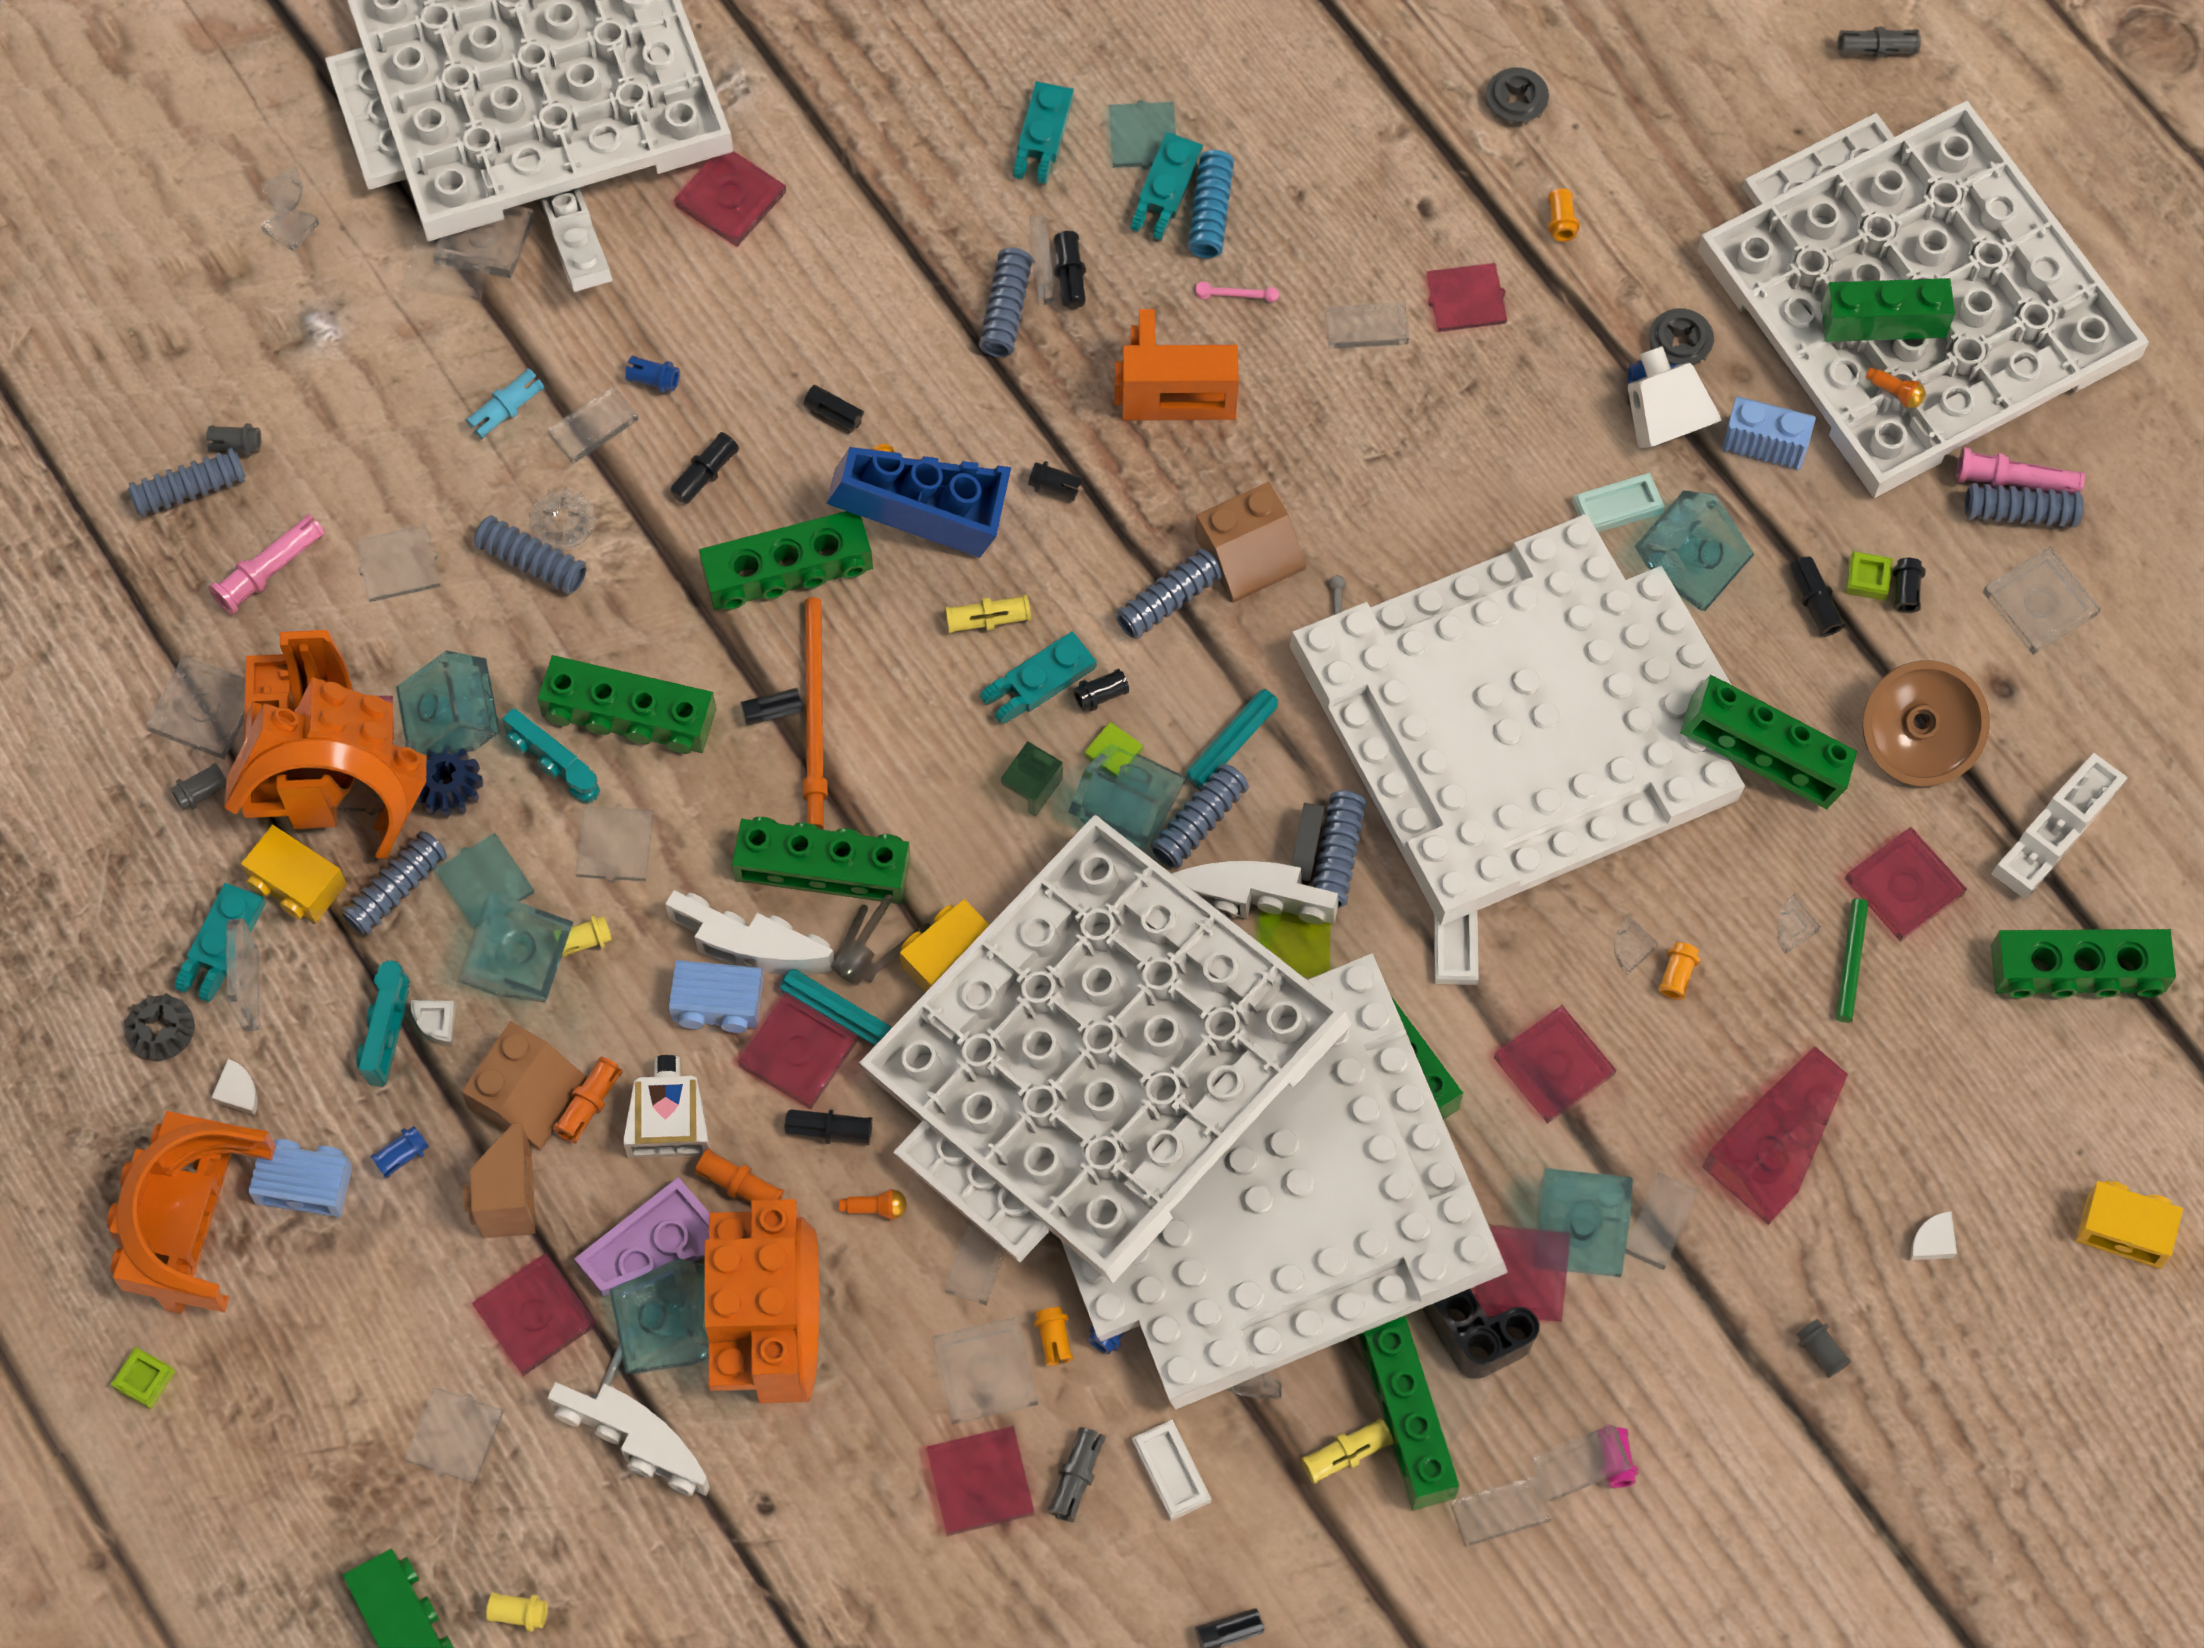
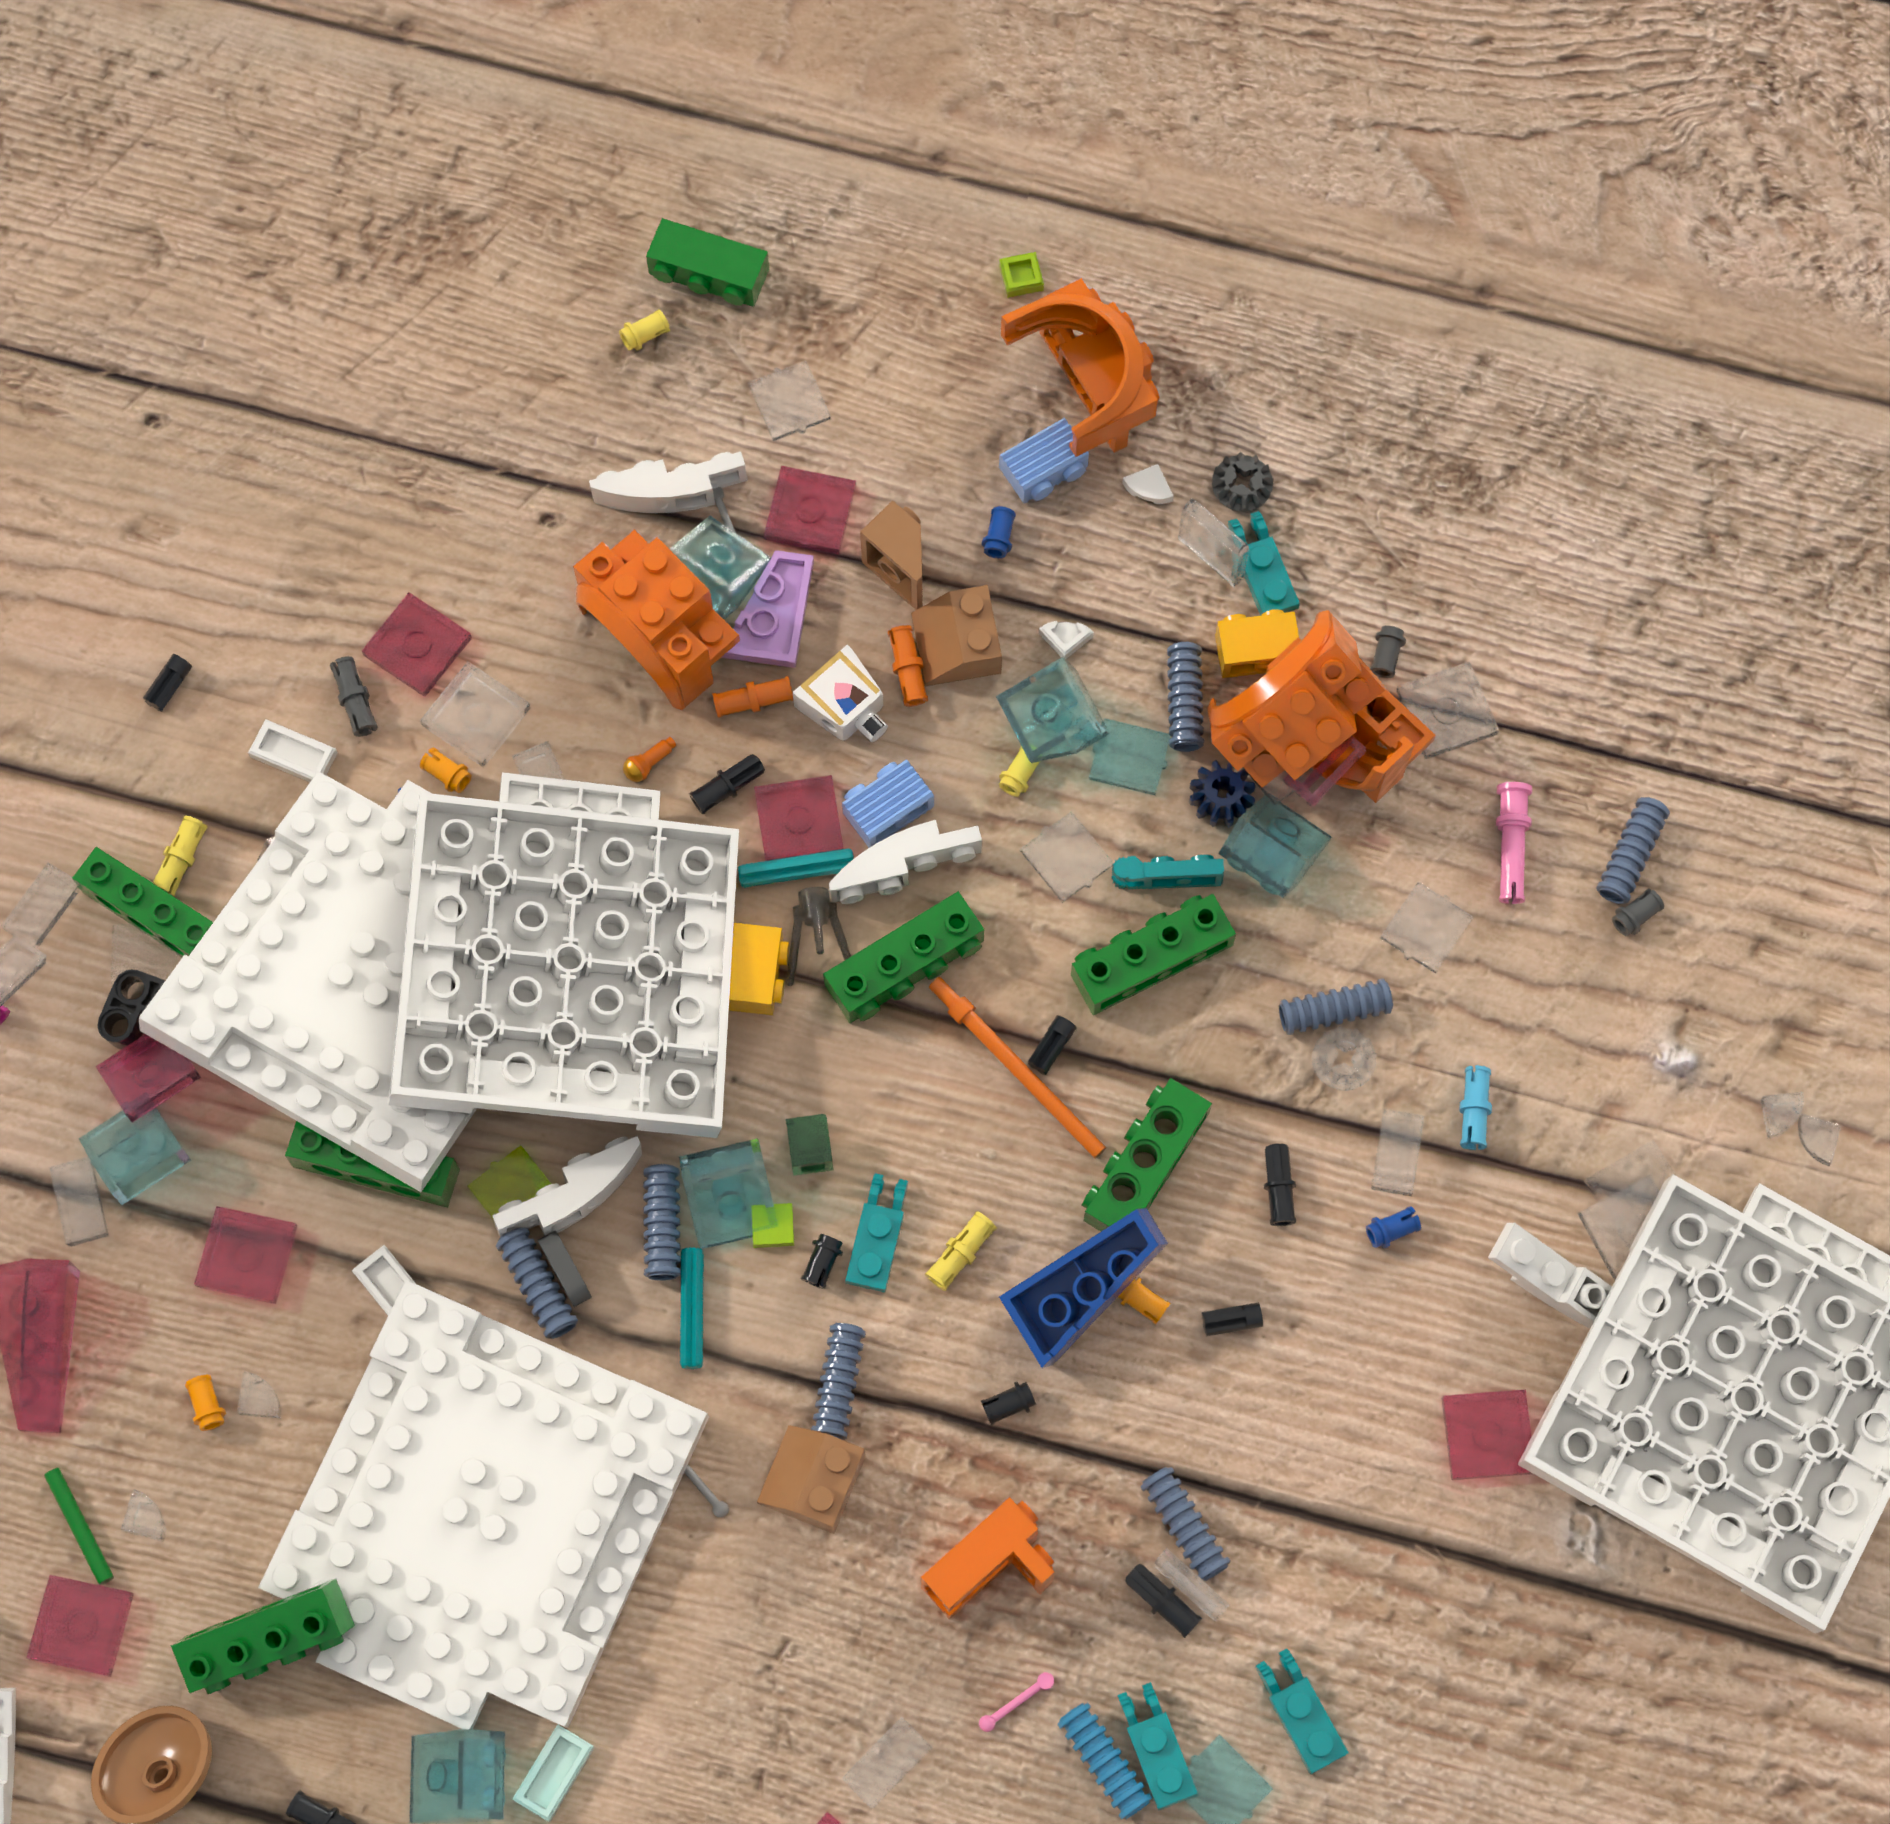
camera: 140 degrees right, 5 degrees up
(384, 1024) = (1094, 601): teal hinge -> none

